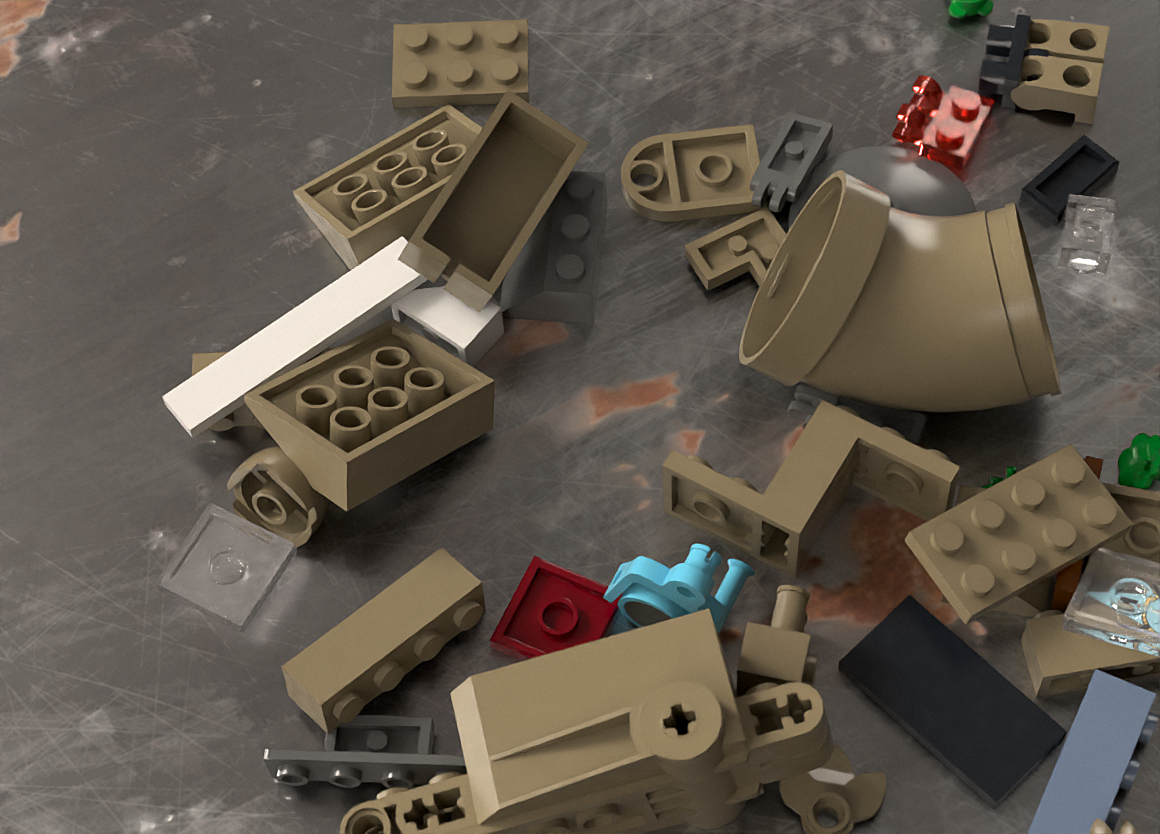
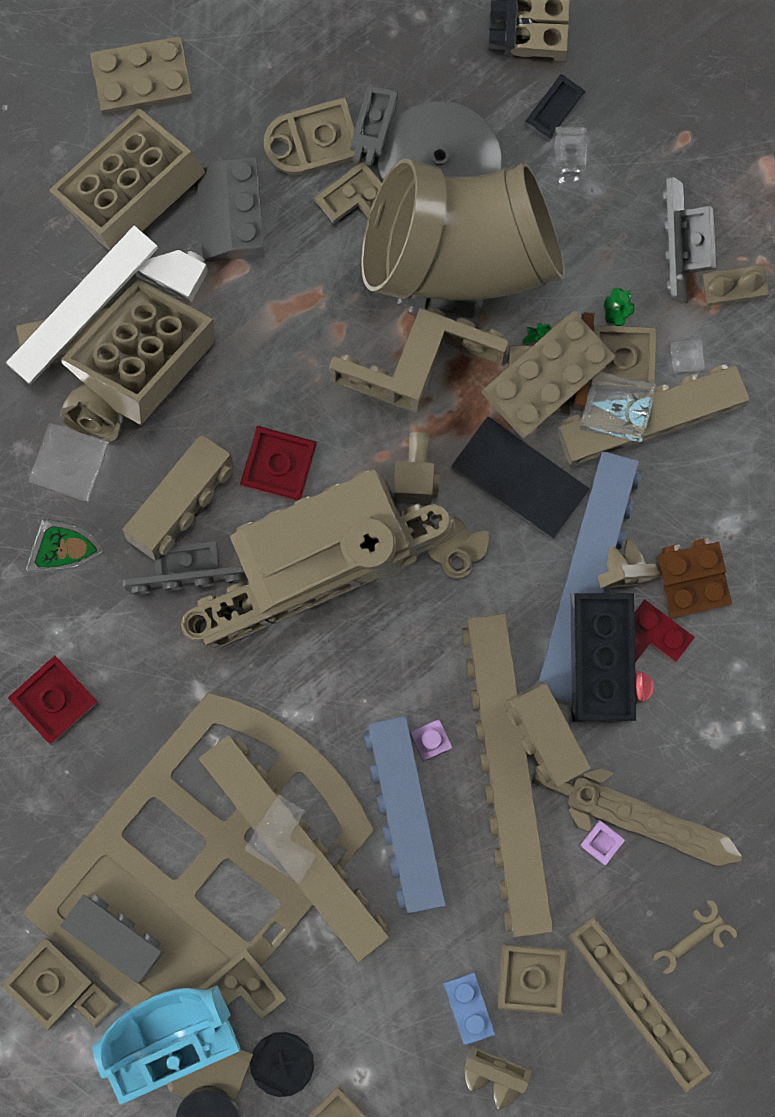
camera: 15 degrees left, 20 degrees up
(182, 687) = (61, 547): none -> shield
(493, 201) = (191, 198): dark tan piece -> none
(660, 594) = (350, 448): medium azure piece -> none
(955, 126) = (477, 80): clear red plate -> none

